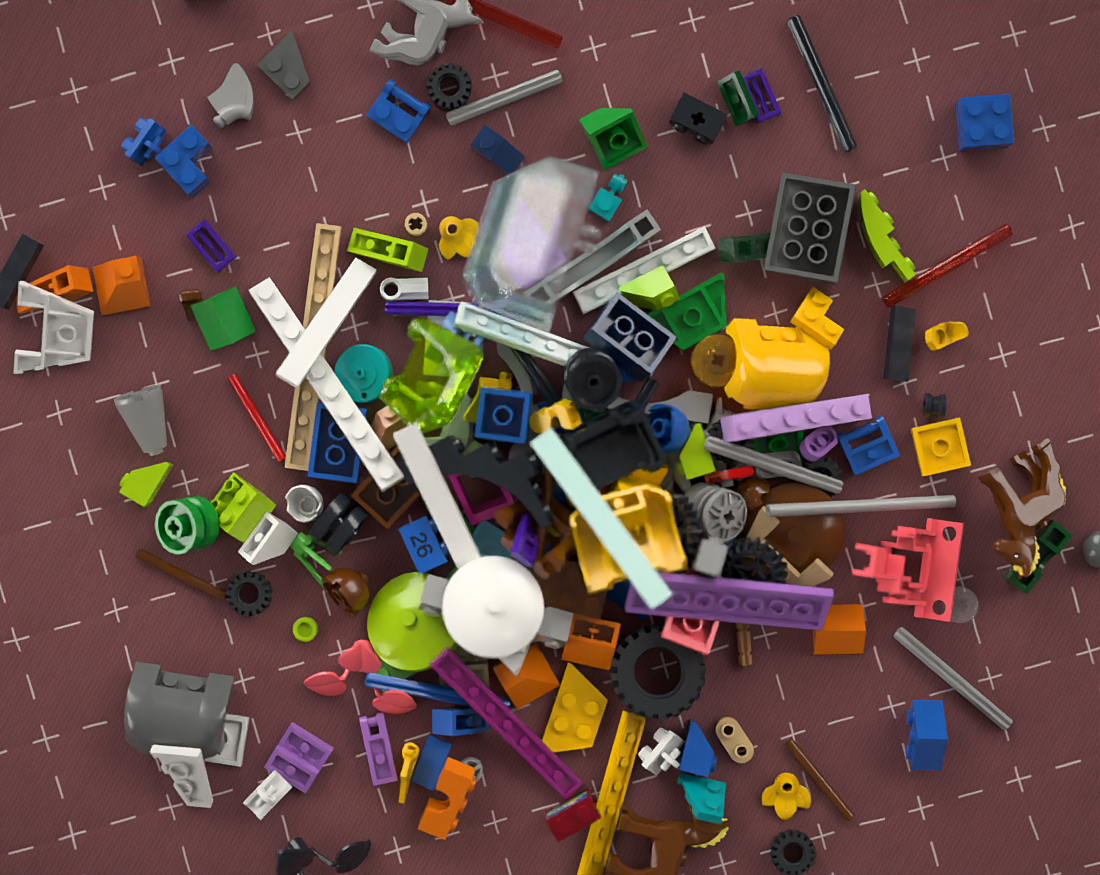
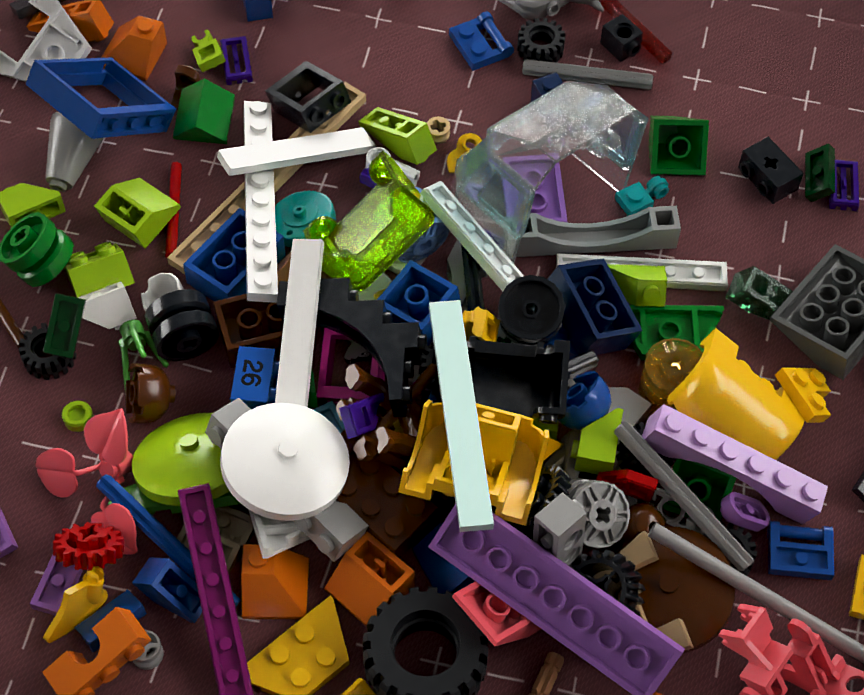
camera: 30 degrees right, 30 degrees down
(147, 329) = (145, 110): none -> blue window
(186, 254) = (207, 52): none -> lime plate
(235, 440) = (137, 210): none -> lime slope
(257, 579) = (64, 325): none -> dark green plate
(279, 253) = (298, 84): none -> black window
(390, 731) = (88, 546): none -> red gear
(509, 36) = (621, 38): none -> black brick

